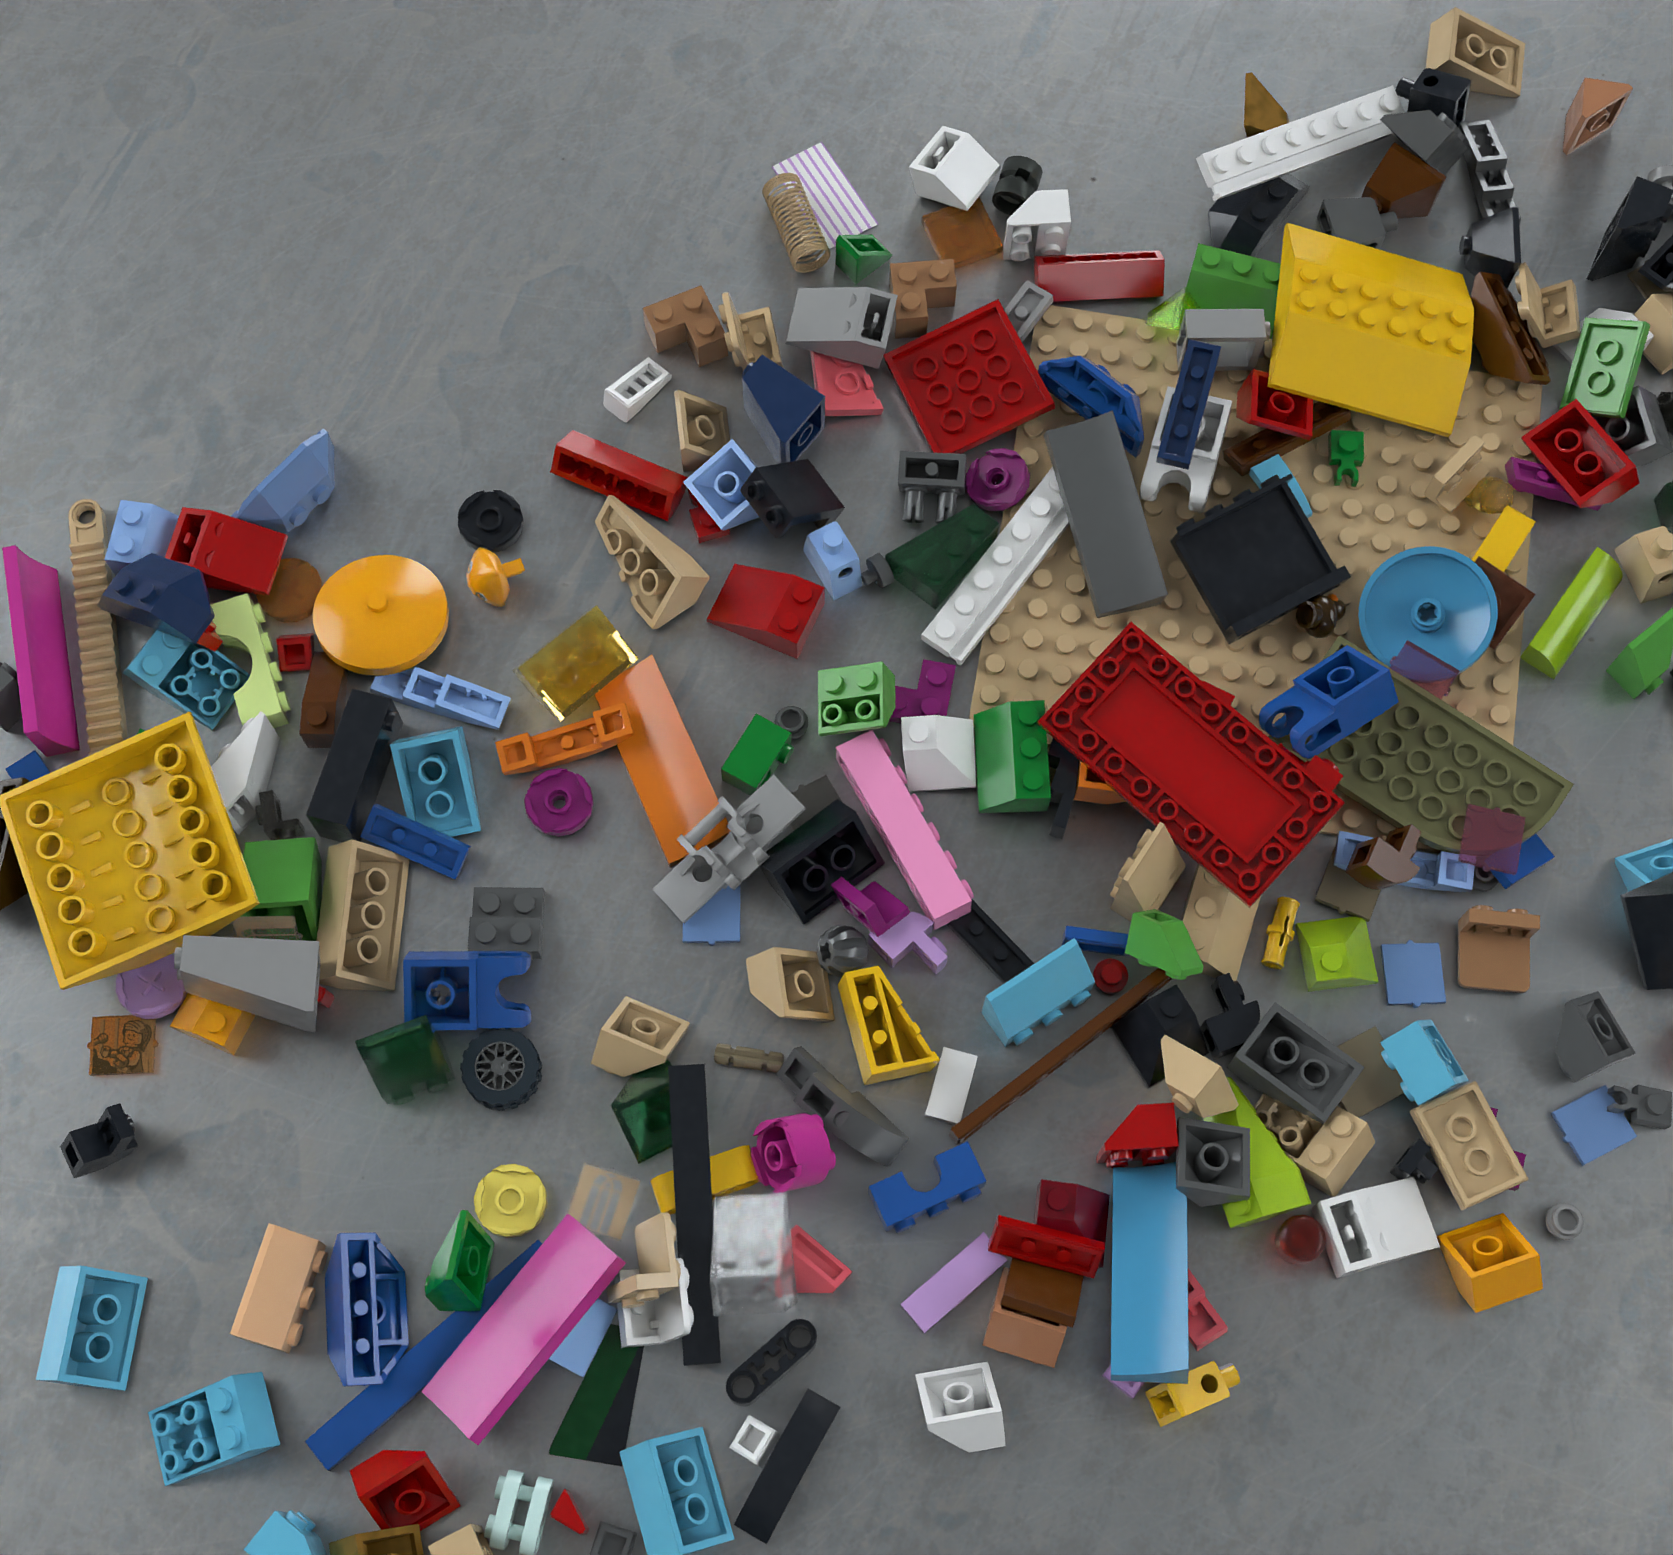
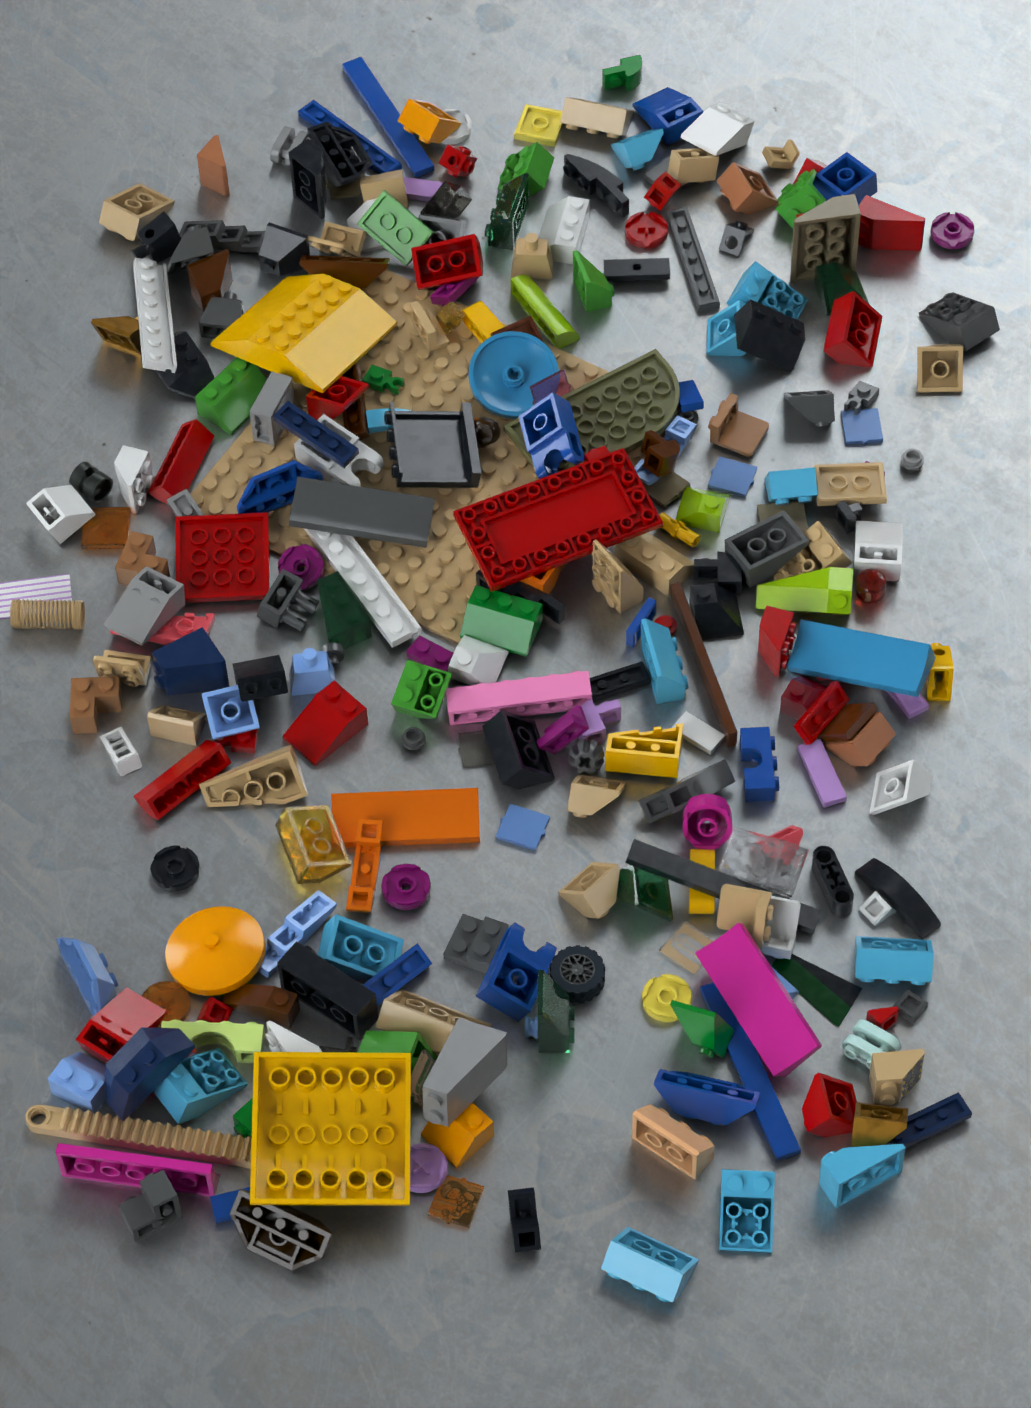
camera: 65 degrees left, 15 degrees down
(489, 577) = (223, 873): light orange piece -> none
(735, 855) = (495, 791): light grey piece -> none
(748, 1058) = (632, 832): dark tan axle -> none
(757, 755) = (429, 762): green brick -> none
(860, 255) = (93, 590): green slope -> none
(1163, 943) = (663, 578): bright green slope -> none
(1171, 311) = (233, 429): clear neon green slope -> none
(1195, 1081) = (753, 593): tan slope -> none
(1212, 1162) = (811, 601): dark grey slope -> none
(1491, 839) = (671, 399): clear pink piece -> none
(1491, 1262) = (922, 501): light orange slope -> none

